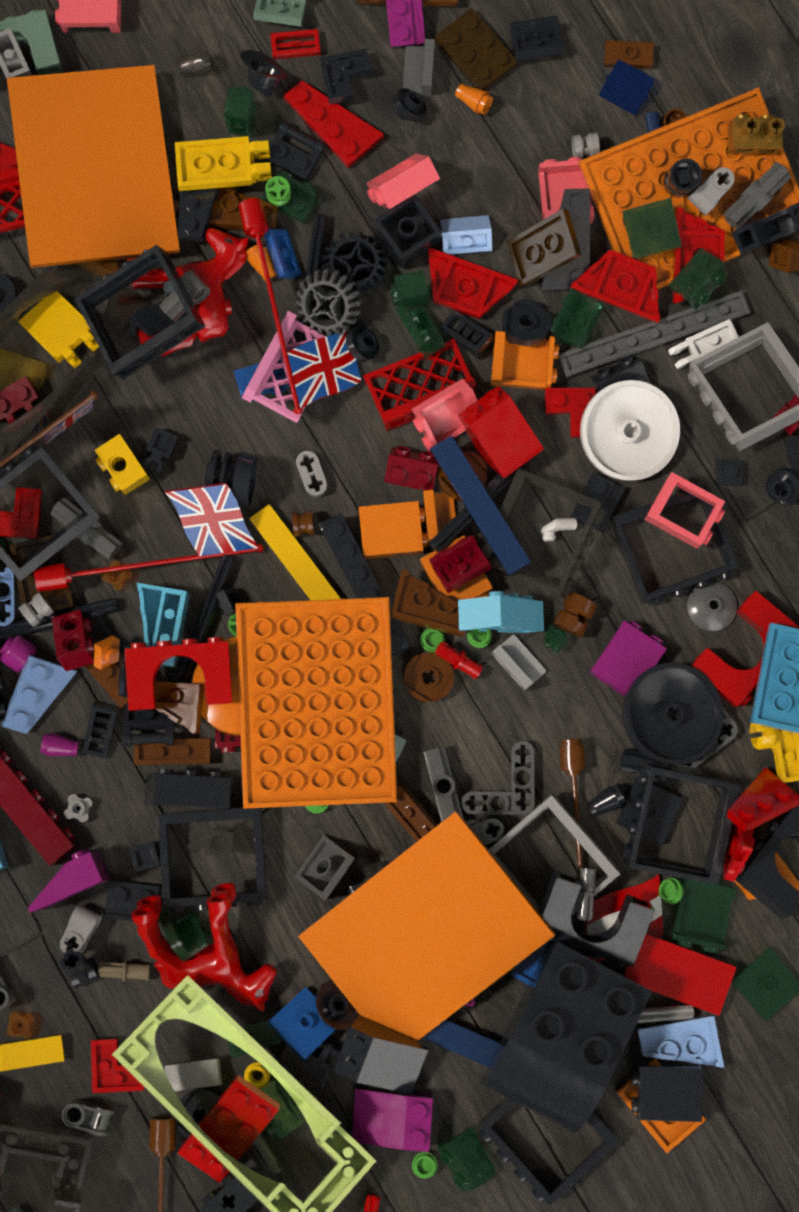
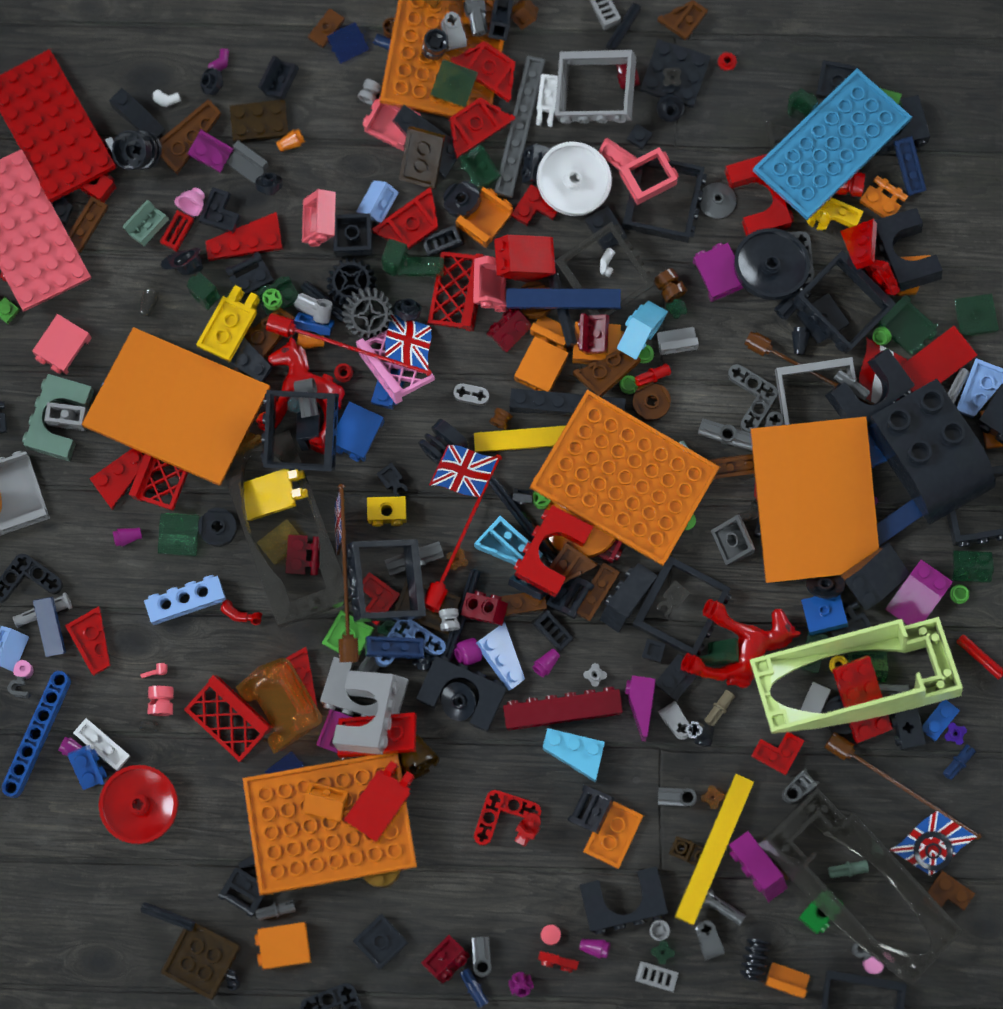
camera: 55 degrees left, 5 degrees down
(106, 652) = (507, 591): orange plate -> none
(189, 375) = (357, 431): none -> blue panel
(245, 314) = (343, 367): none -> red plate
(301, 247) = (319, 309): none -> light grey piece
(336, 37) = (191, 202): none -> bright pink piece
(689, 459) = (615, 154): none -> coral plate
(699, 278) = (505, 75): clear green bracket -> none

